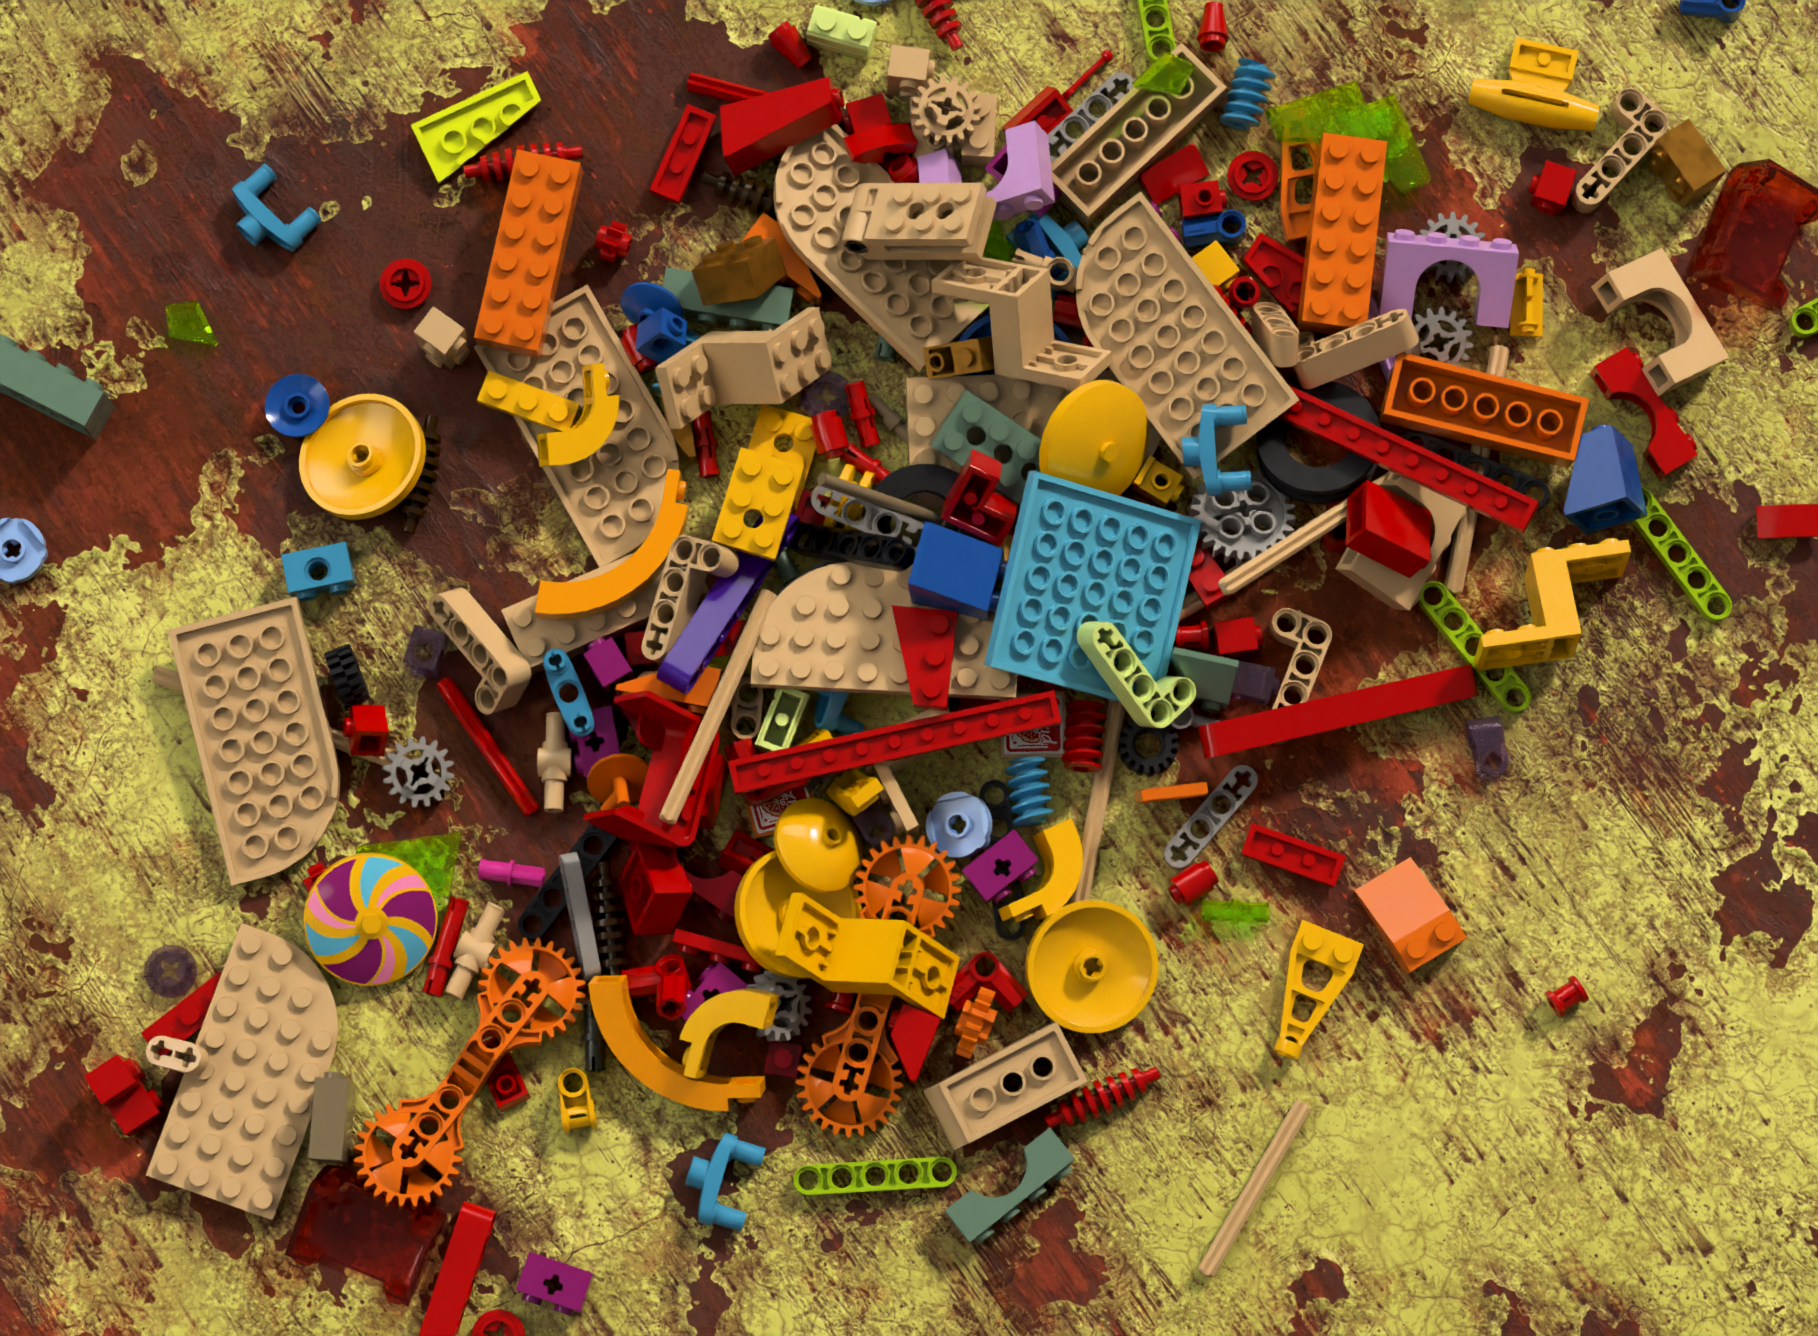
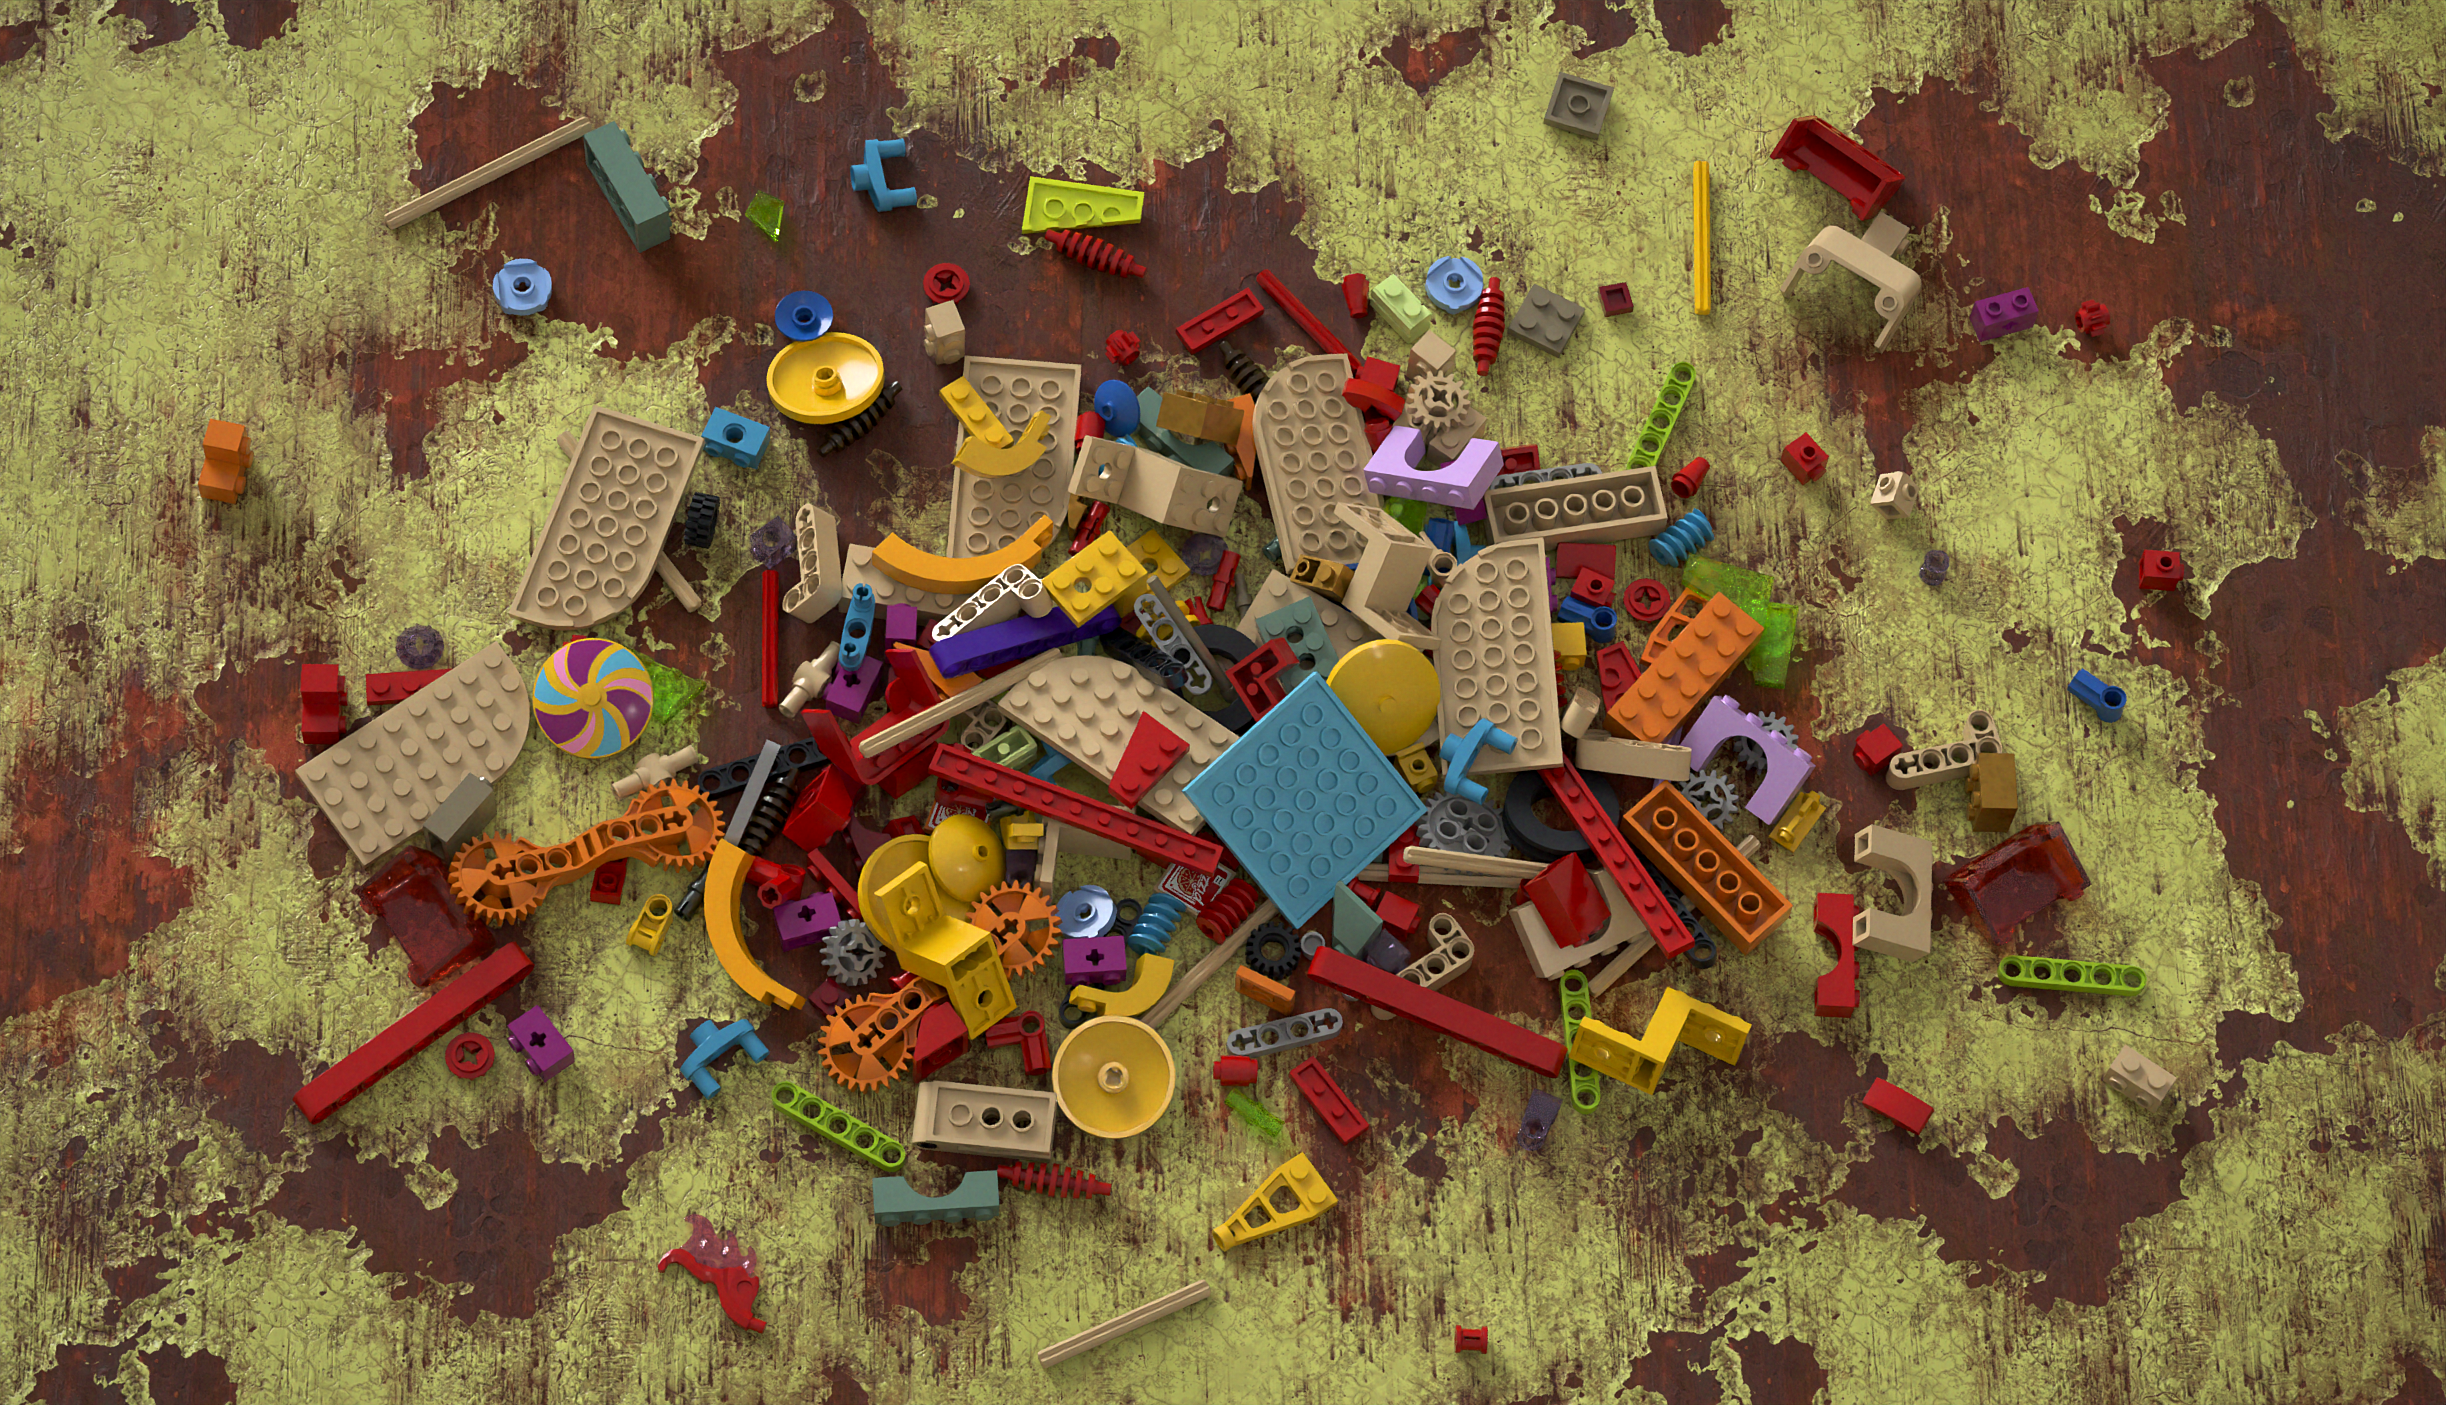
camera: 30 degrees right, 15 degrees down
(178, 1049) = (385, 696): tan beam -> none
(366, 730) = (688, 566): red brick -> none
(431, 779) = (710, 632): light grey gear -> none
(445, 947) = (625, 764): red pin -> none
(511, 873) = (722, 736): dark pink axle -> none
(528, 253) = (1051, 312): orange brick -> none
(617, 780) = (852, 712): orange shield -> none
(661, 335) = (1111, 425): blue brick -> none
(742, 1006) = (800, 921): yellow arch -> none
(773, 121) = (1305, 334): red slope -> none
(829, 434) = (1186, 577): red brick -> none
(919, 221) = (1360, 460): tan hinge -> none
(956, 572) = (1205, 711): blue slope -> none
(975, 1022) = (994, 1058): orange gear -> none
(1101, 644) = (1296, 875): yellowish green beam -> none
(1106, 56) = (1593, 450): red hinge -> none
(1165, 75) = (1625, 479): clear neon green piece -> none
(1248, 287) = (1580, 667): red cone -> none
(1410, 915) = (1389, 1205): orange slope -> none
(1537, 89) = (1914, 672): yellow plate -> none
(1604, 482) = (1764, 978): blue slope -> none
(1681, 570) = (1784, 1088): lime beam -> none

